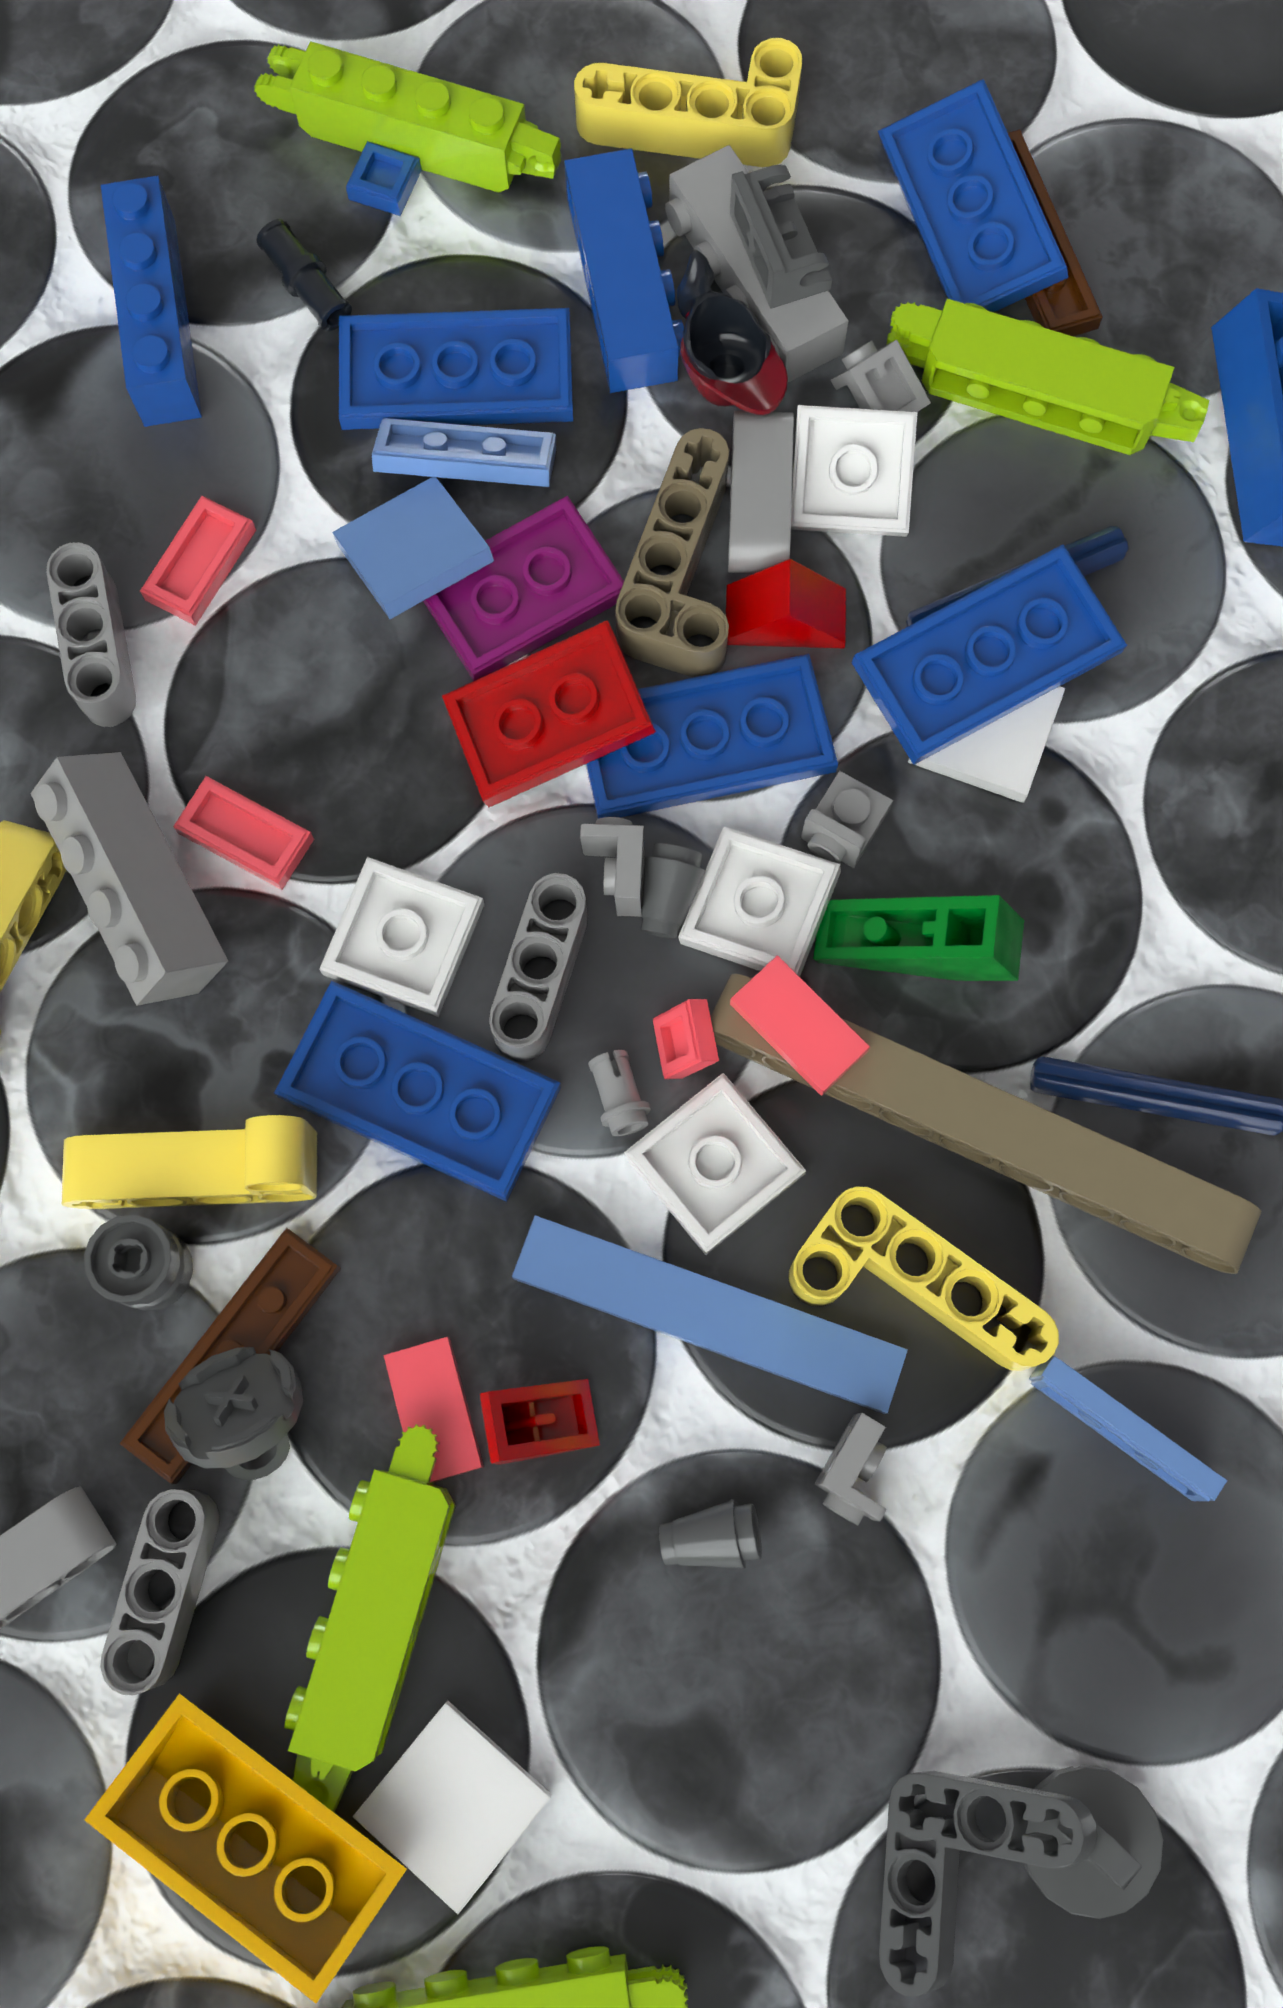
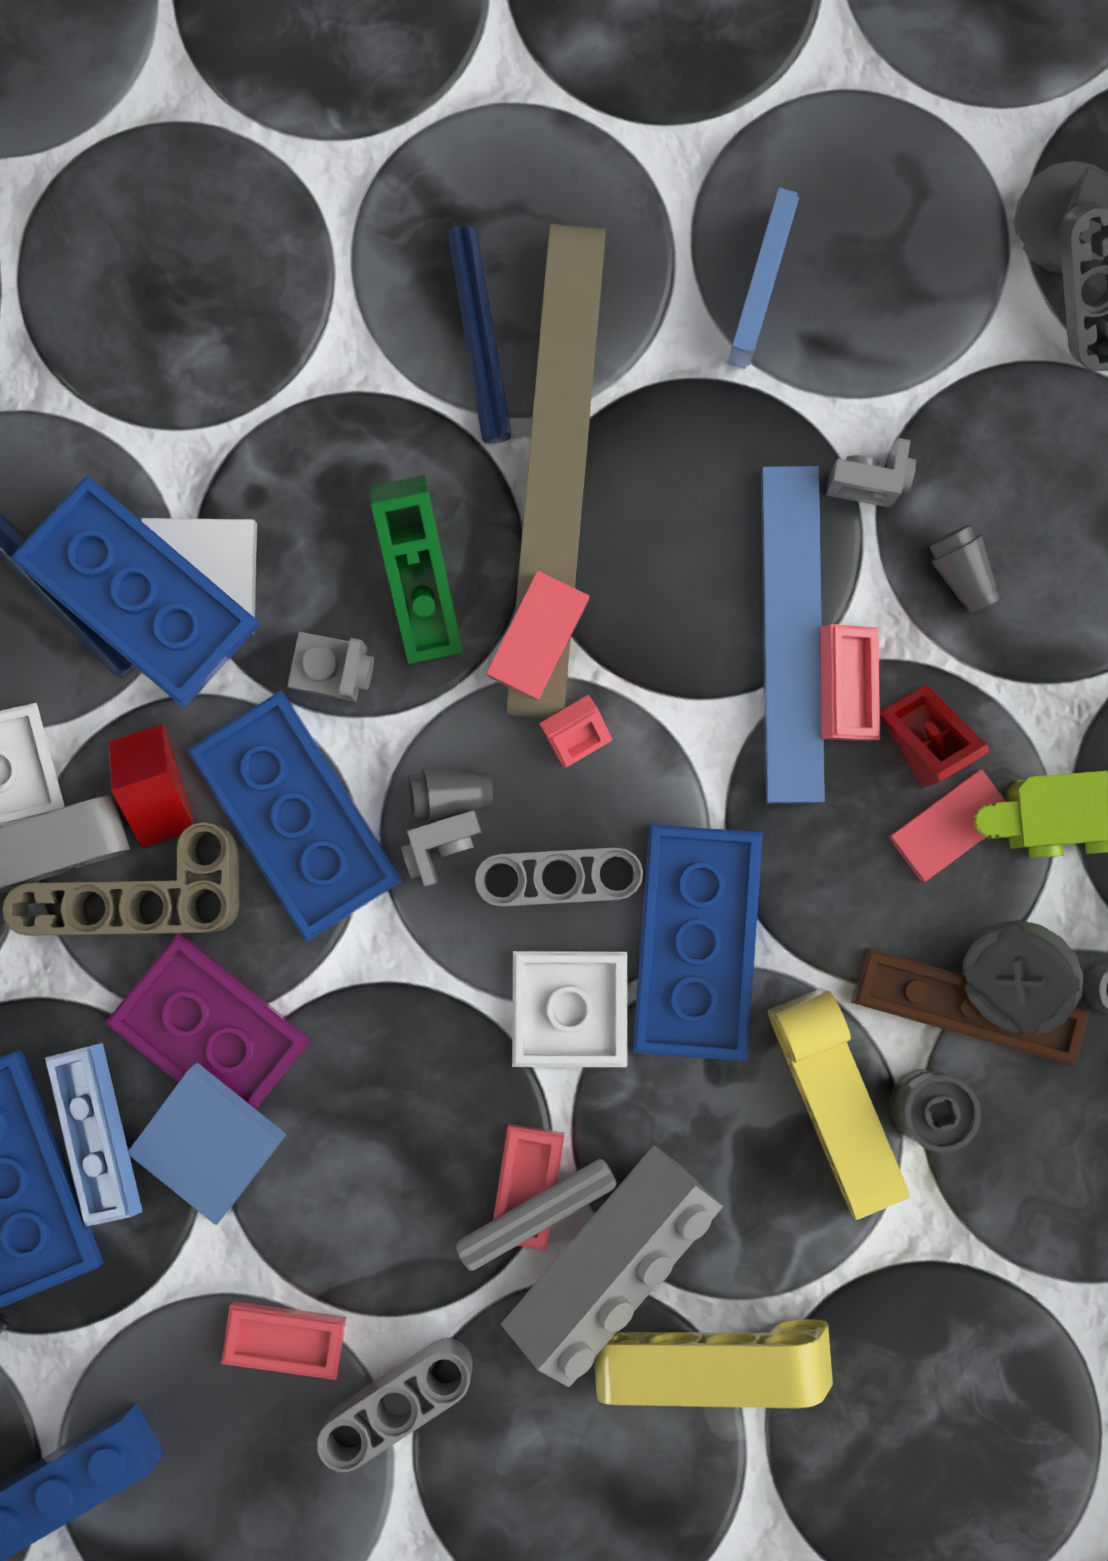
camera: 110 degrees left, 10 degrees up
(210, 824) = (536, 1214): none -> light grey axle
(548, 714) = (325, 958): red tile -> none
(619, 1094) = (640, 771): light grey pin -> none
(630, 1354) = (849, 683): none -> coral tile
(714, 1163) = (667, 673): white tile -> none
(759, 902) = (431, 713): white tile -> none
(929, 1291) = (706, 463): light yellow beam -> none

